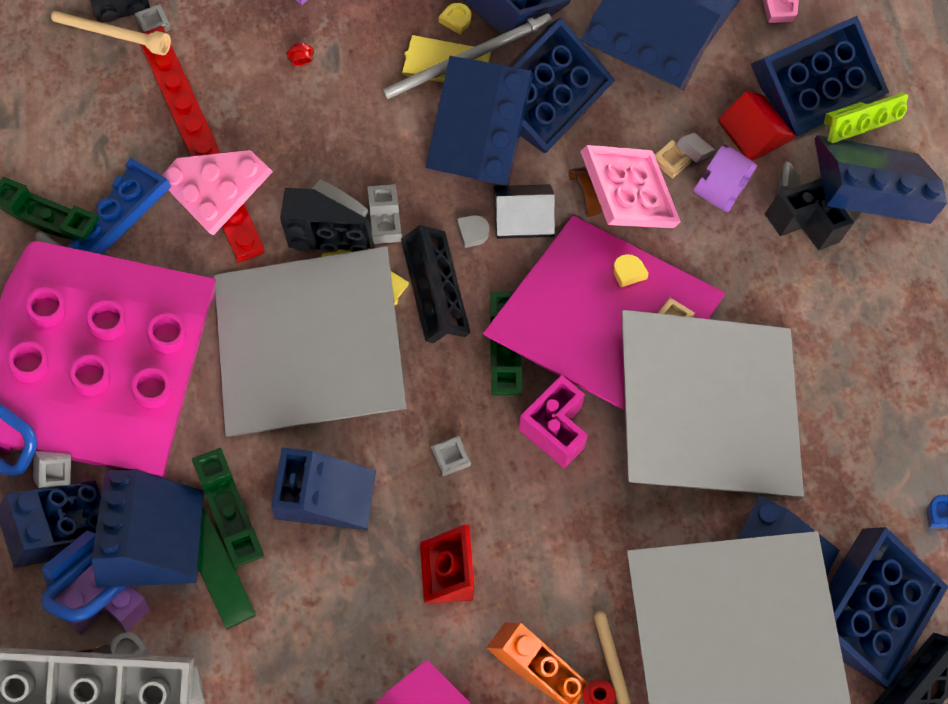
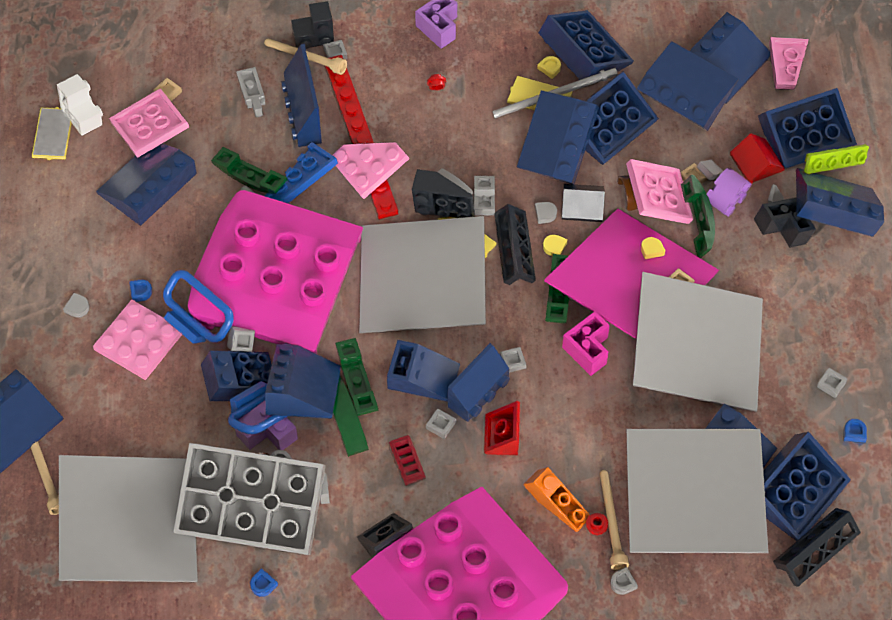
camera: 10 degrees right, 5 degrees down
(37, 88) = (251, 90): none -> light grey hinge
(110, 99) = (301, 100): none -> dark blue slope
(301, 603) = (402, 447): none -> dark red slope
(357, 564) = (440, 423): none -> light grey tile
(405, 501) = (478, 383): none -> dark blue slope
(490, 277) = (554, 244): none -> light yellow tile
(680, 185) = (694, 193): none -> dark green slope
(902, 444) = (832, 383): none -> light grey tile

